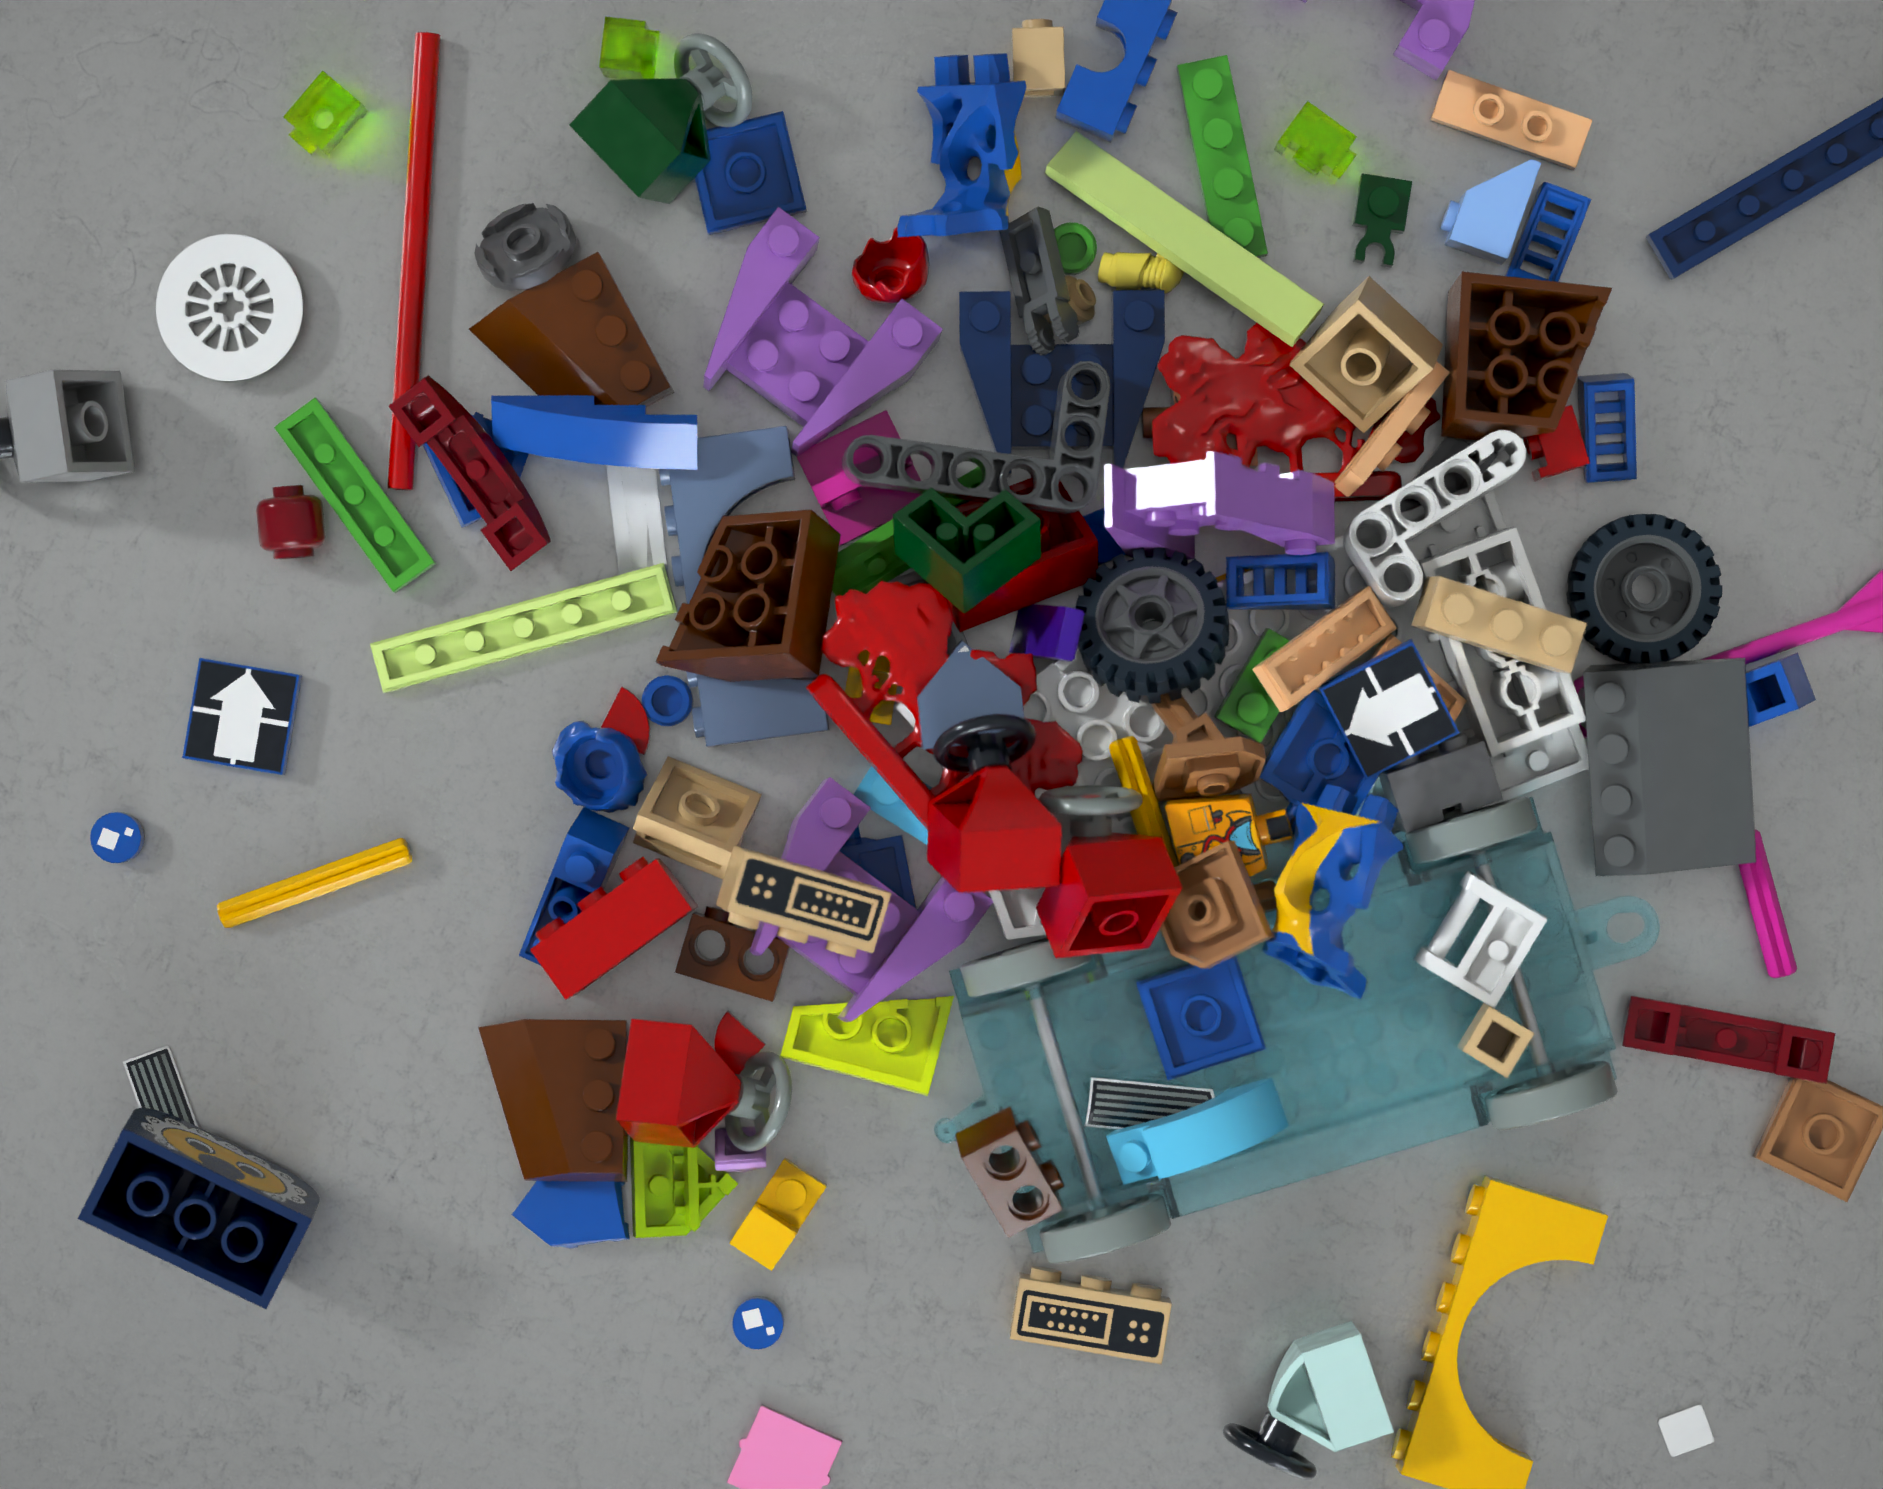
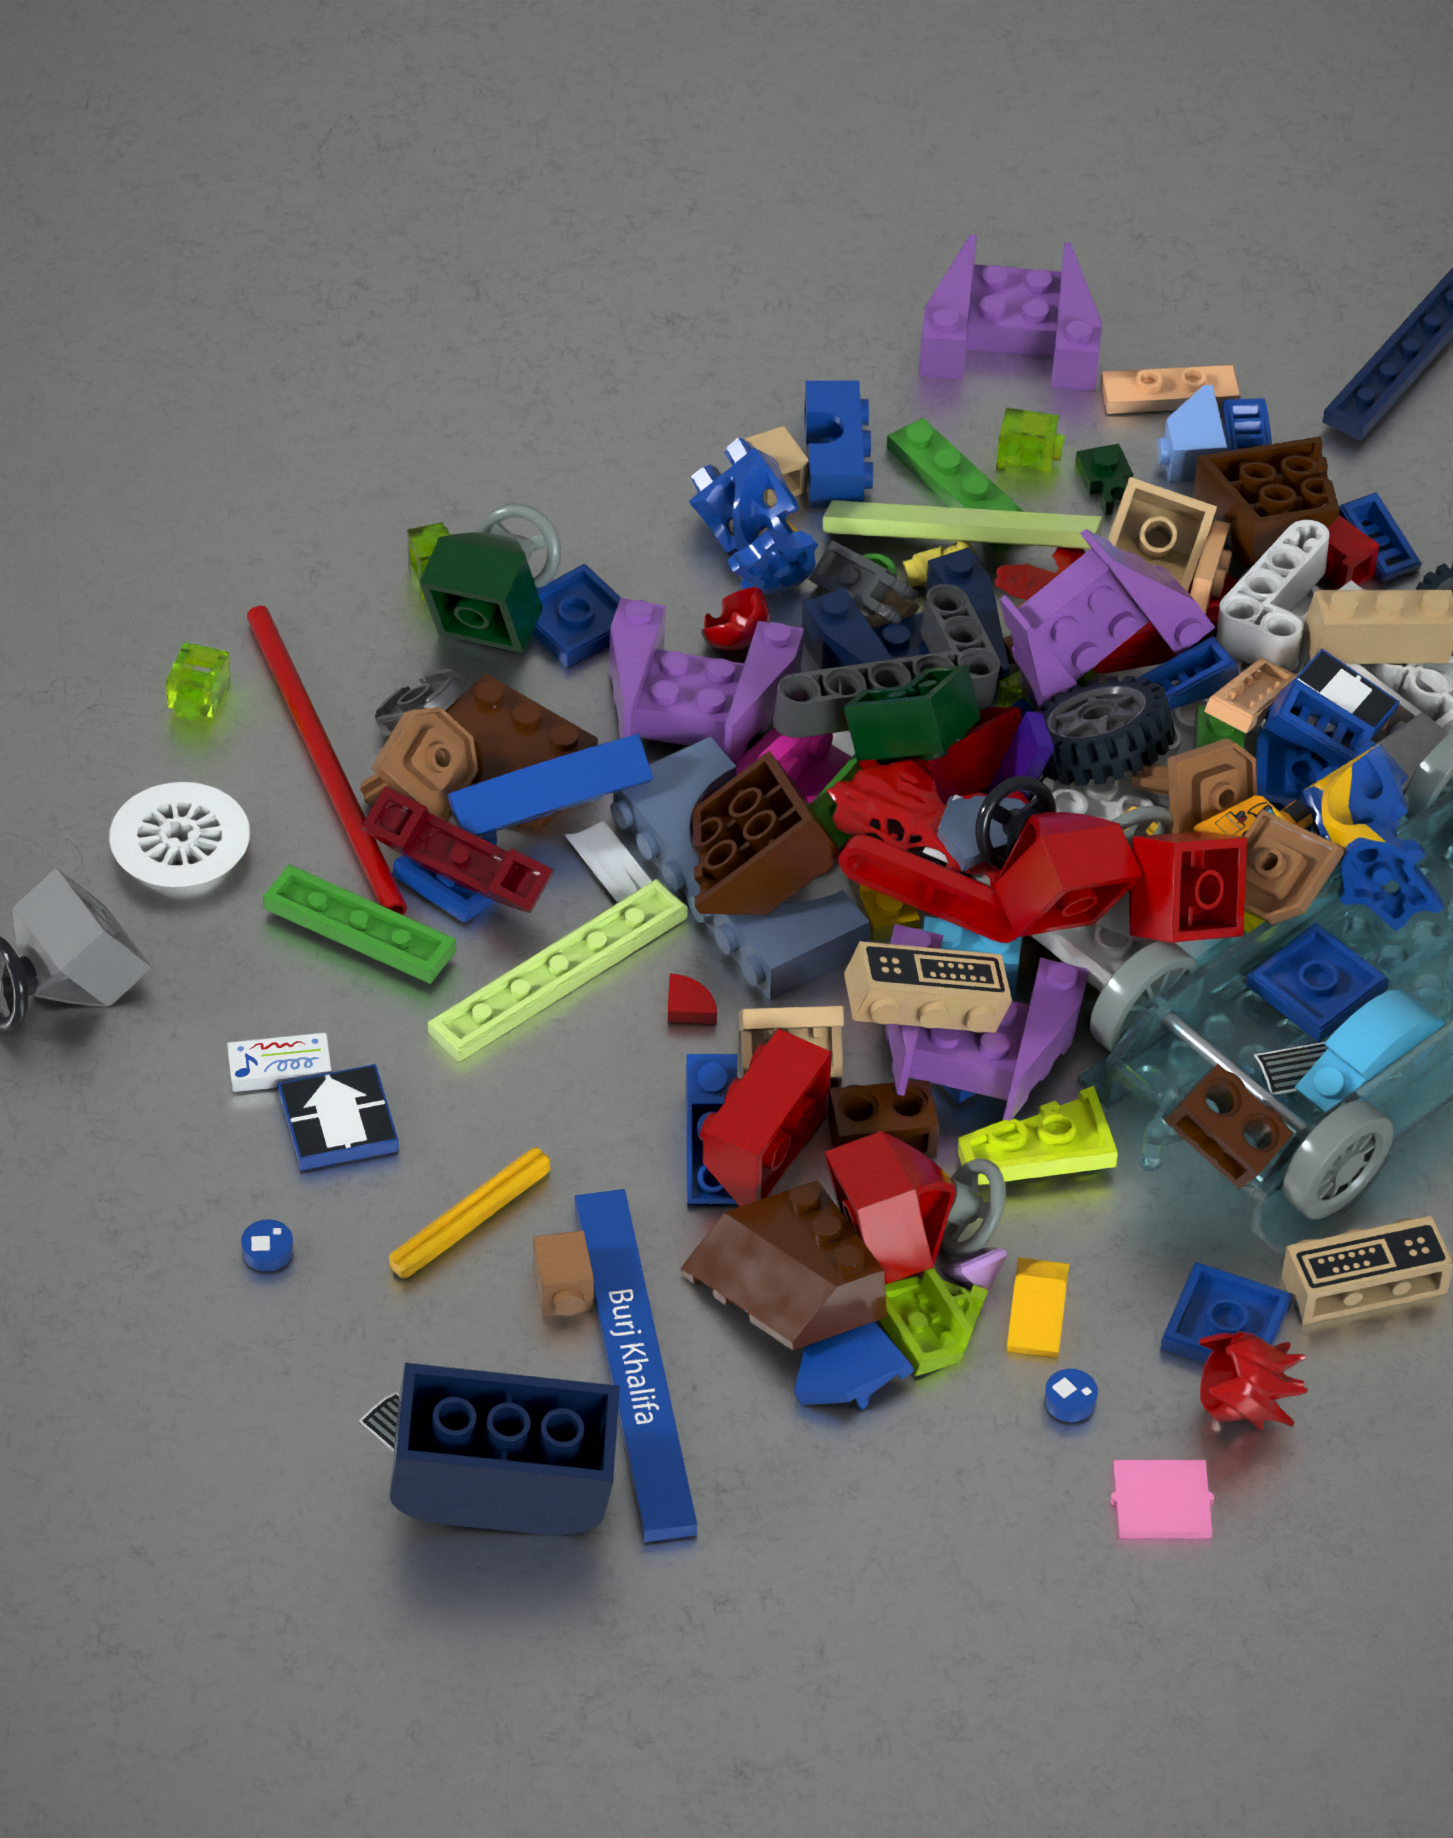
camera: 25 degrees left, 40 degrees down
(214, 626) = (277, 1060): none -> white tile
(290, 523) = (312, 958): dark red head -> none
(362, 1000) = (563, 1274): none -> medium nougat brick
(388, 1113) = (636, 1367): none -> blue tile
(483, 353) = (424, 761): none -> medium nougat piece
(598, 767) = (683, 1025): blue hair -> none
(667, 700) = (717, 973): blue tile -> none
(902, 1407) = (1247, 1377): none -> red hair
(939, 1305) = (1222, 1304): none -> blue tile
(1334, 712) = (1297, 730): none -> blue slope

